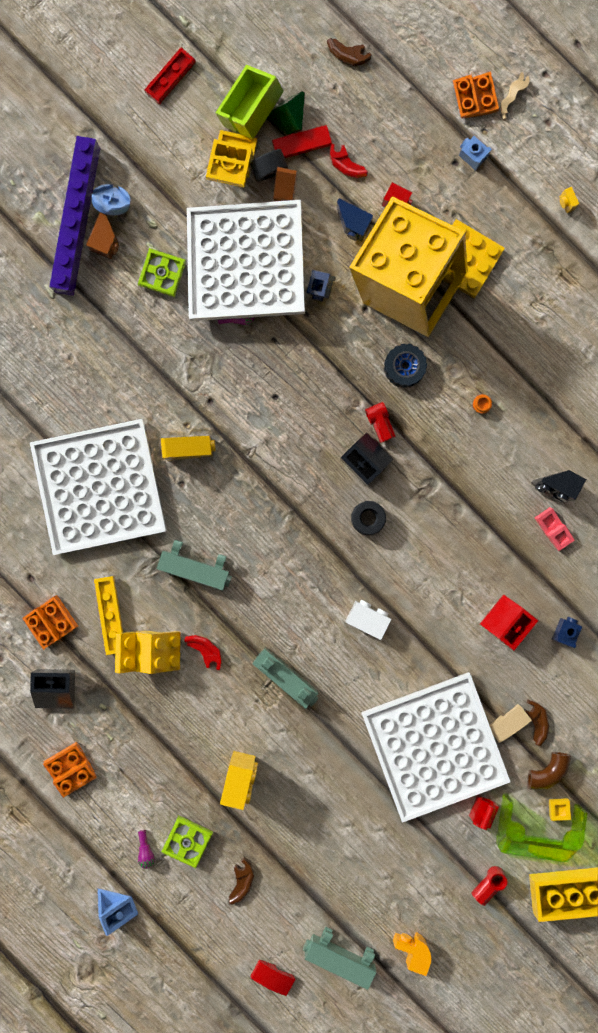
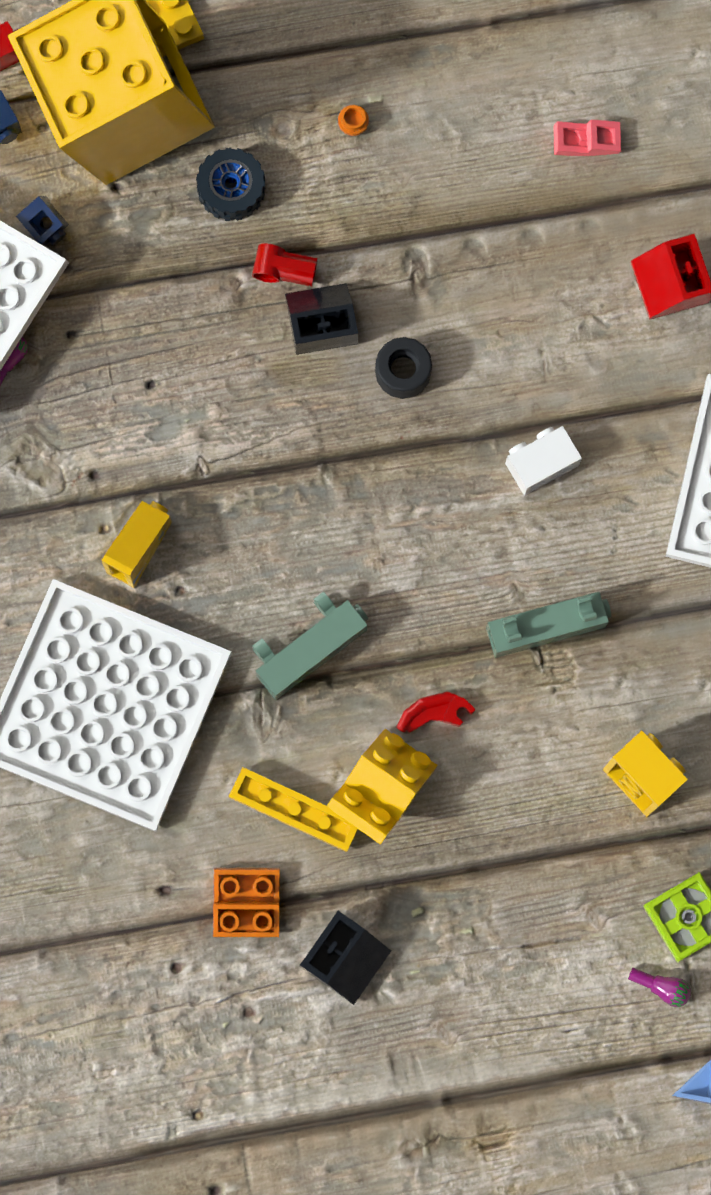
camera: 55 degrees left, 10 degrees down
(69, 769) = (475, 1016): orange slope -> none
(562, 485) = (533, 89): black slope -> none

